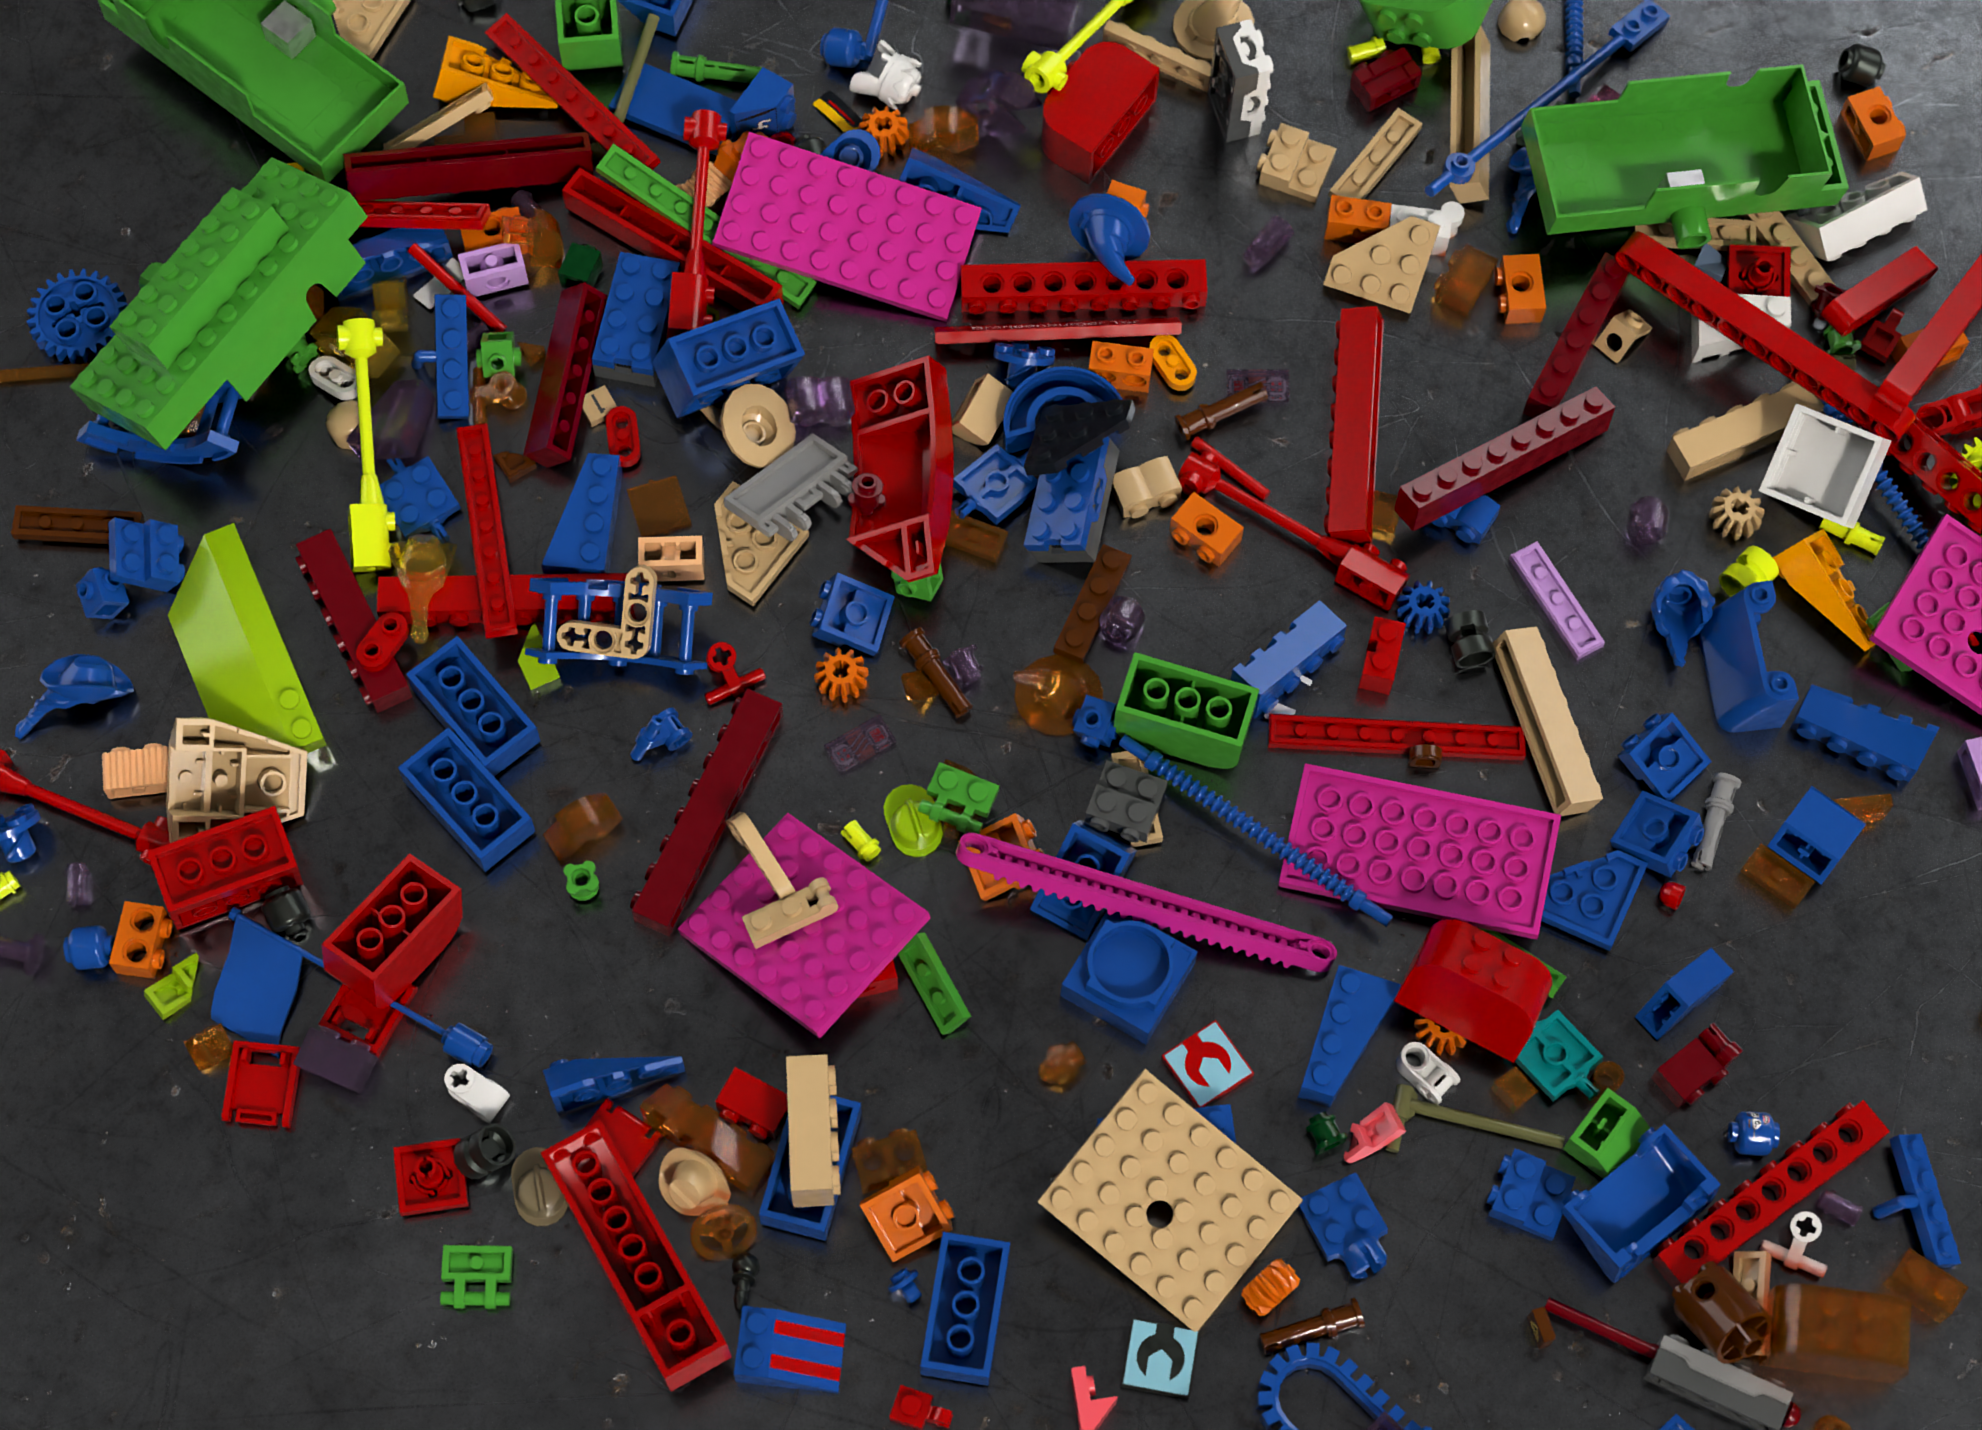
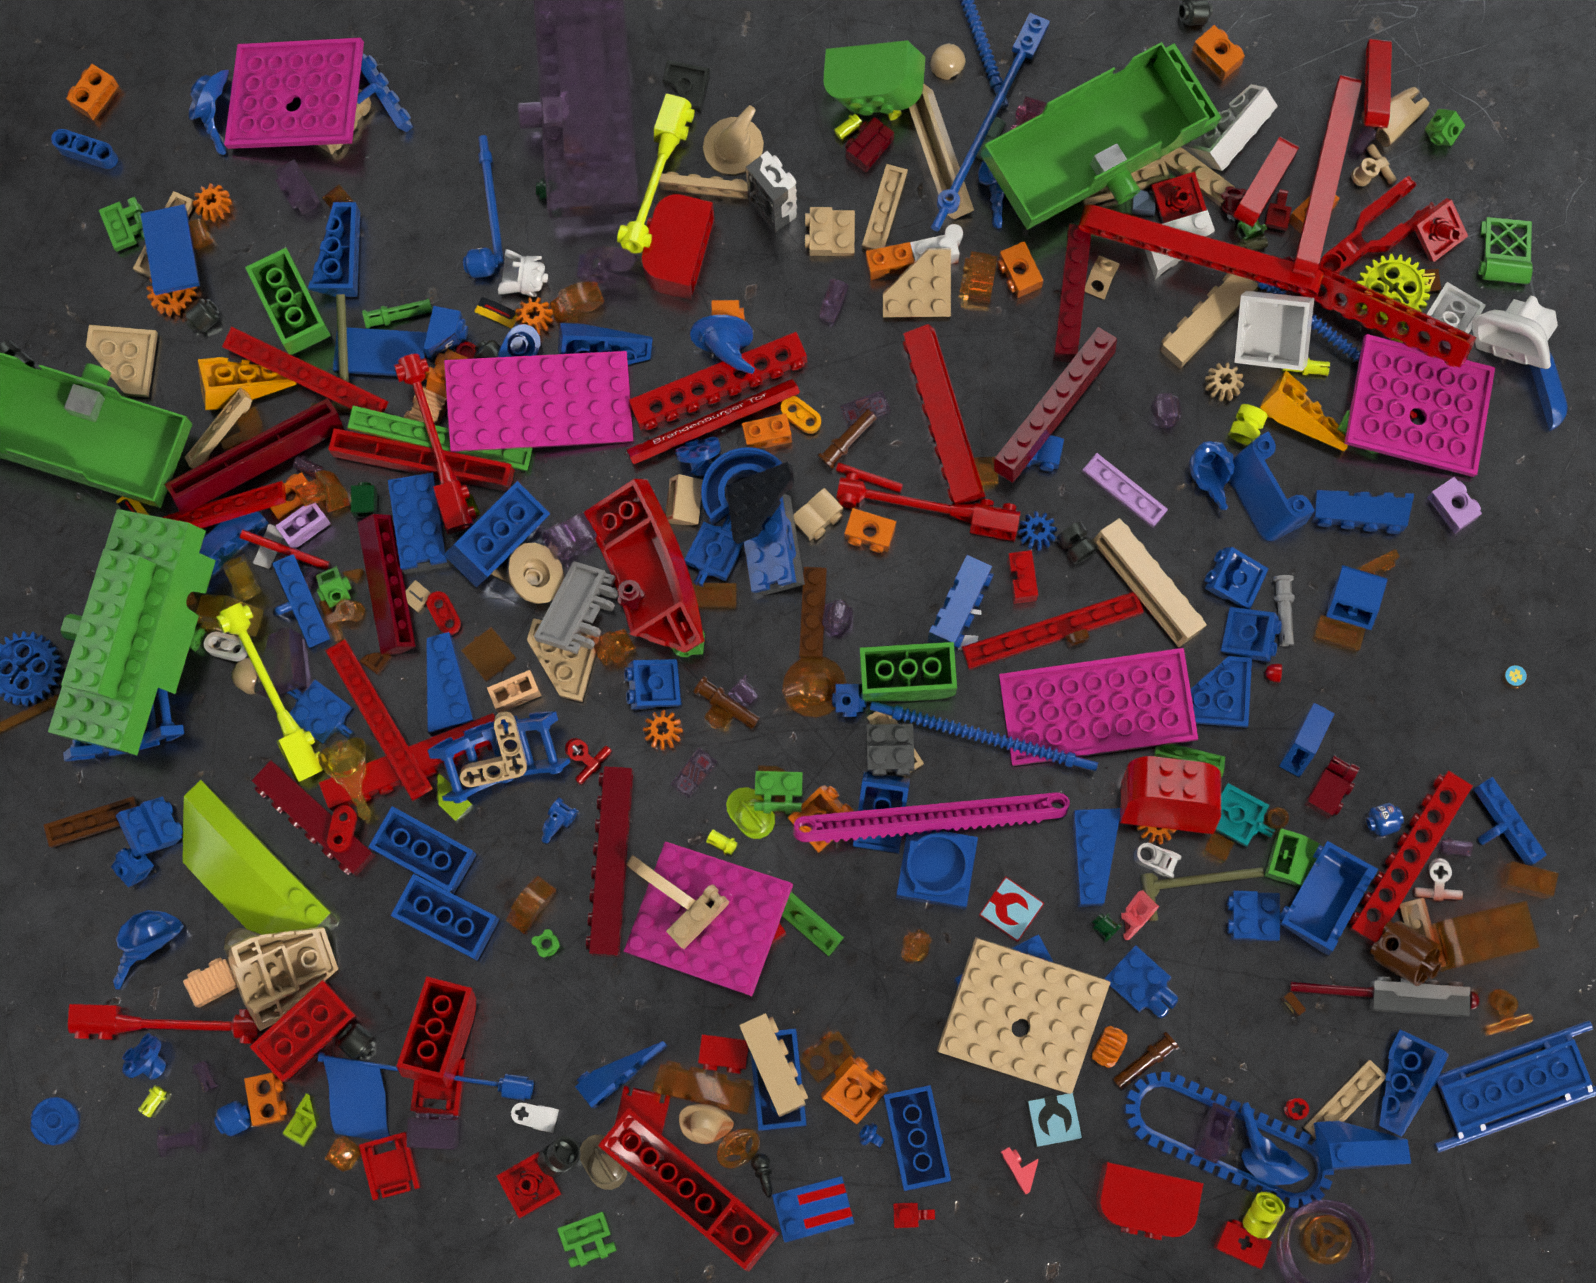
camera: 15 degrees left, 10 degrees up
(820, 551) = (614, 647): none -> clear orange brick

